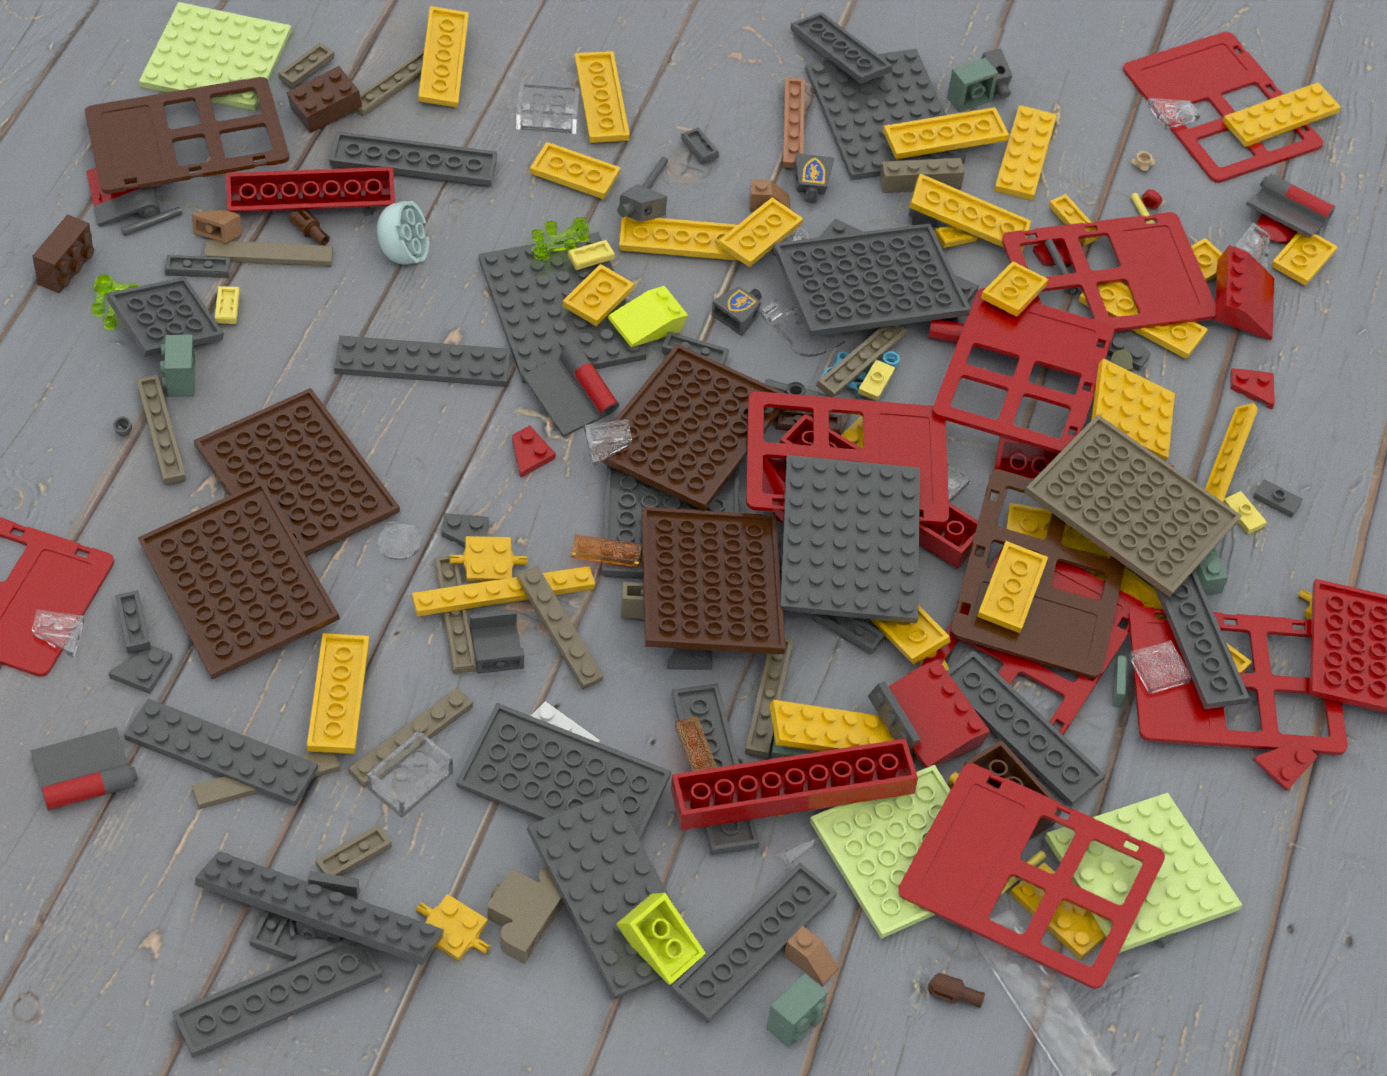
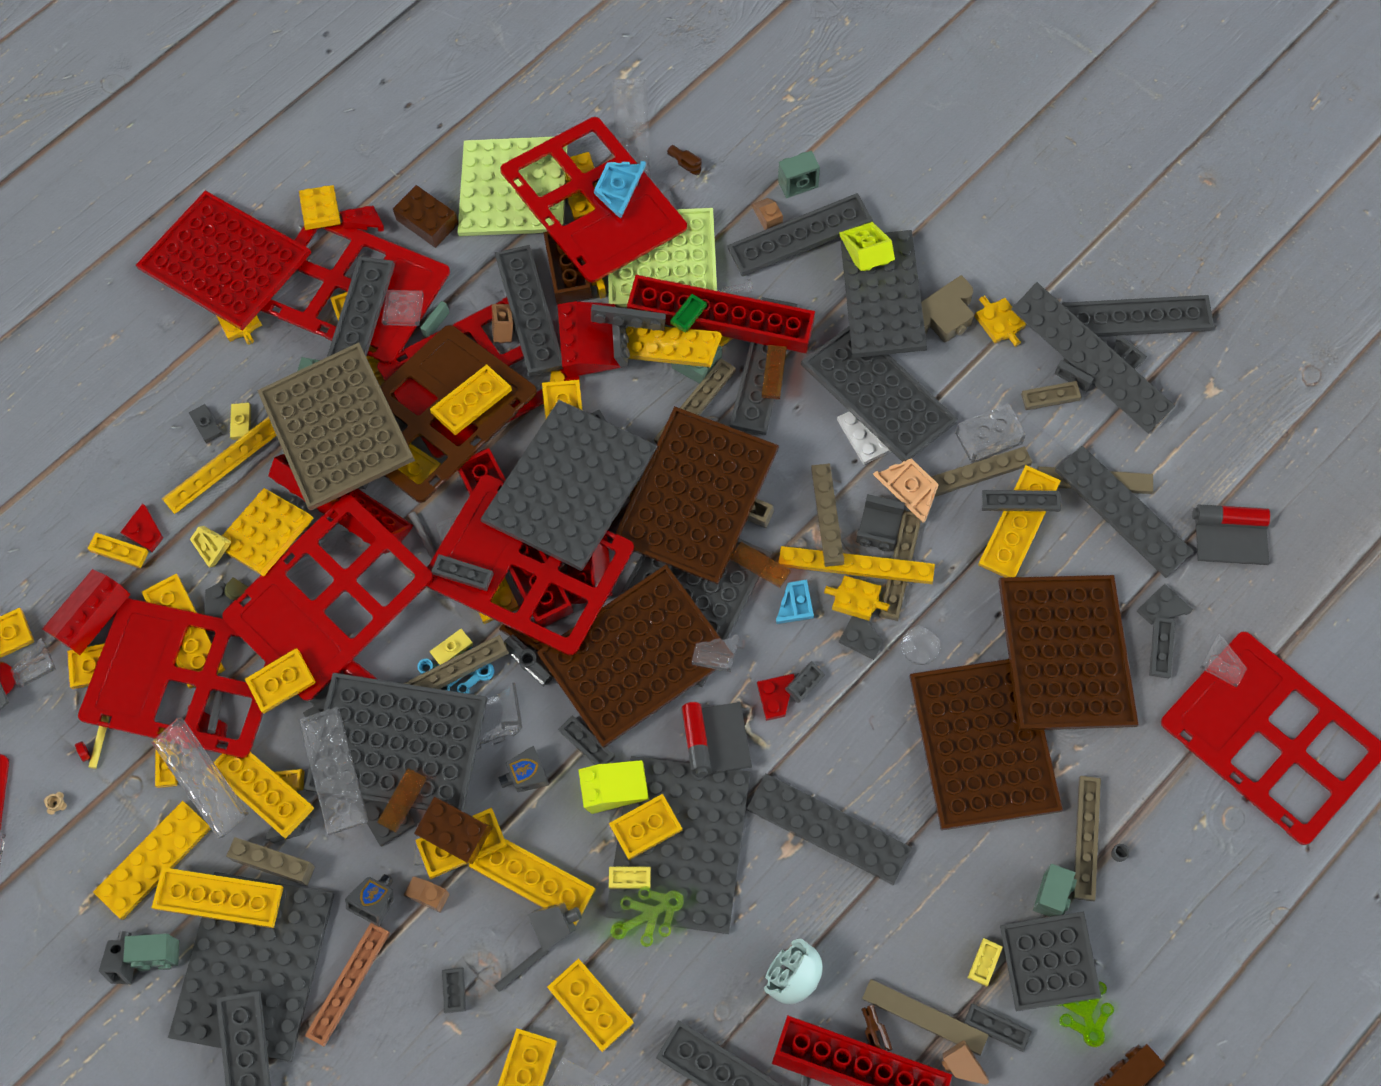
camera: 145 degrees left, 15 degrees up
(344, 701) = (1021, 500): none -> dark grey plate
(479, 685) = (910, 485): none -> light nougat wing
(505, 467) = (805, 682): none -> dark grey plate
(550, 535) = (796, 603): none -> medium azure wing
(771, 222) = (453, 830): none -> reddish brown brick
(828, 753) = (688, 313): none -> green tile
(834, 235) = (402, 800): none -> clear orange plate
(902, 723) = (628, 317): none -> dark grey plate
(905, 419) = (462, 572): none -> dark grey plate
(912, 236) = (333, 771): none -> clear plate
(968, 468) = (422, 533): none -> light grey bar
(1010, 894) = (618, 184): none -> medium azure wing
(1034, 205) = (200, 778): none -> clear plate
(1043, 699) = (502, 323): none -> medium nougat slope
(1186, 391) = (209, 545): none -> light yellow wing
(1217, 793) = (425, 216): none -> reddish brown brick
(1261, 357) = (118, 550): none -> yellow plate
(1345, 757) = (319, 207): none -> yellow plate

